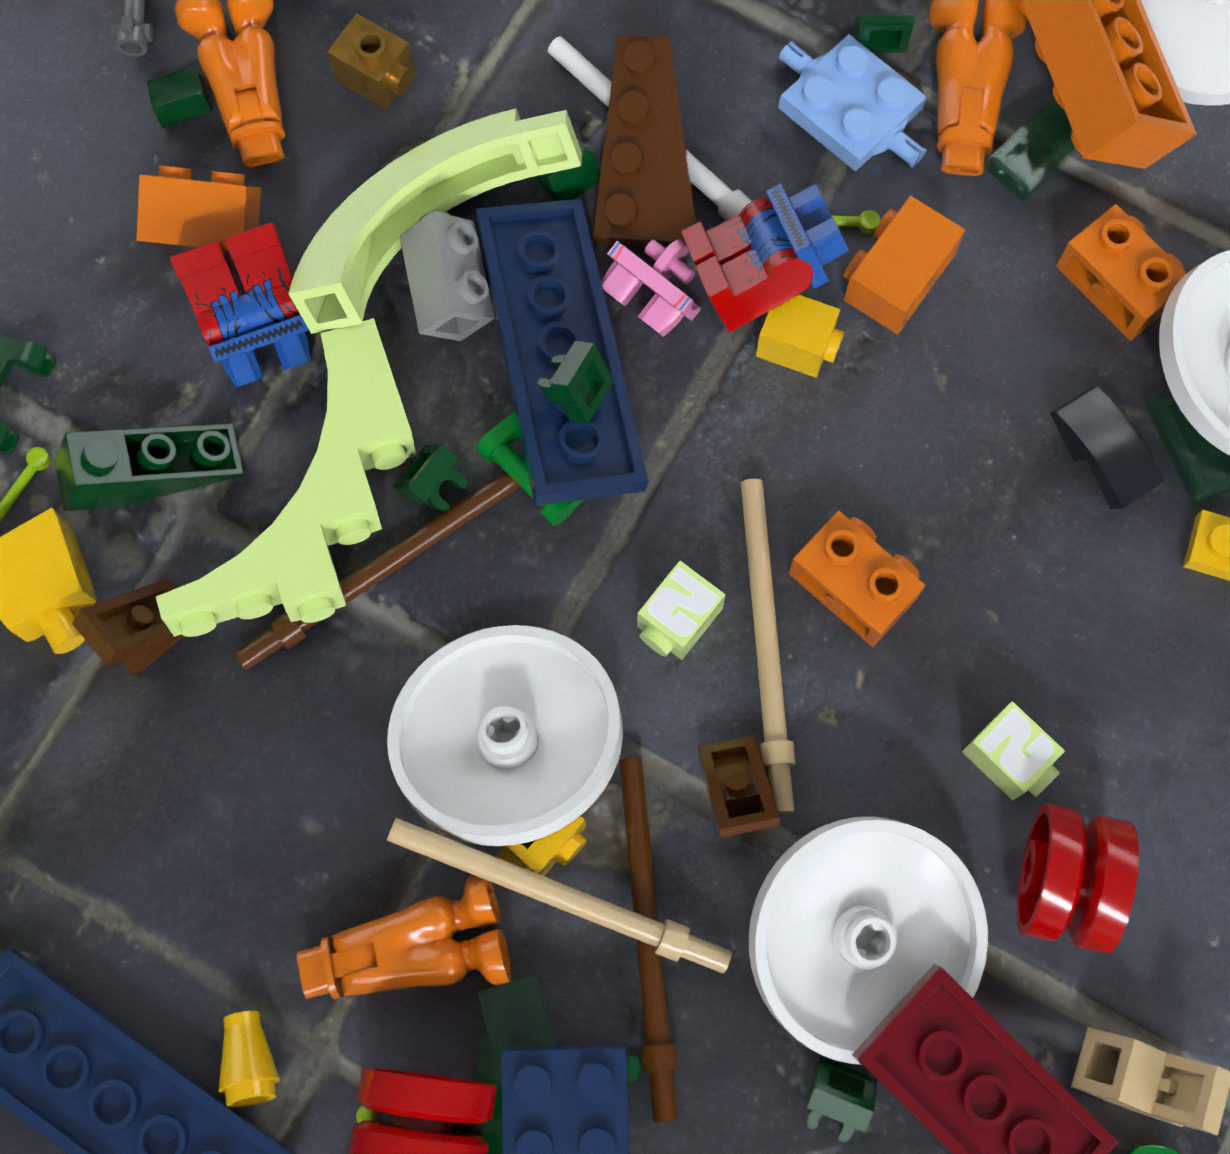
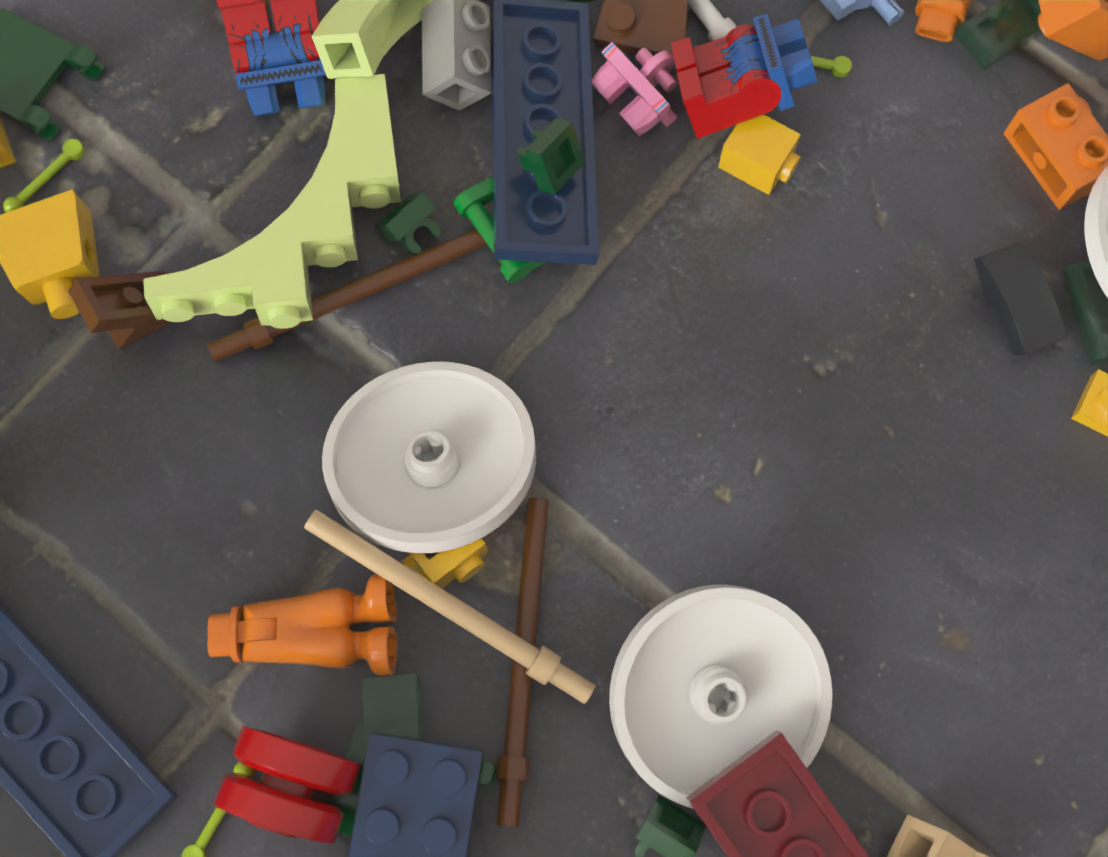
camera: 10 degrees right, 0 degrees up
(143, 464) = (160, 167): dark green slope -> none
(247, 1063) = (146, 704): yellow cone -> none
(679, 612) = (606, 376): brick -> none
(737, 787) = (628, 540): reddish brown slope -> none
(776, 750) = (670, 515): tan bar -> none
(857, 577) = (771, 374): orange brick -> none
(902, 264) = (864, 105): orange brick -> none
(1015, 753) = (886, 555): brick -> none
(1077, 878) = (922, 677): red wheel -> none

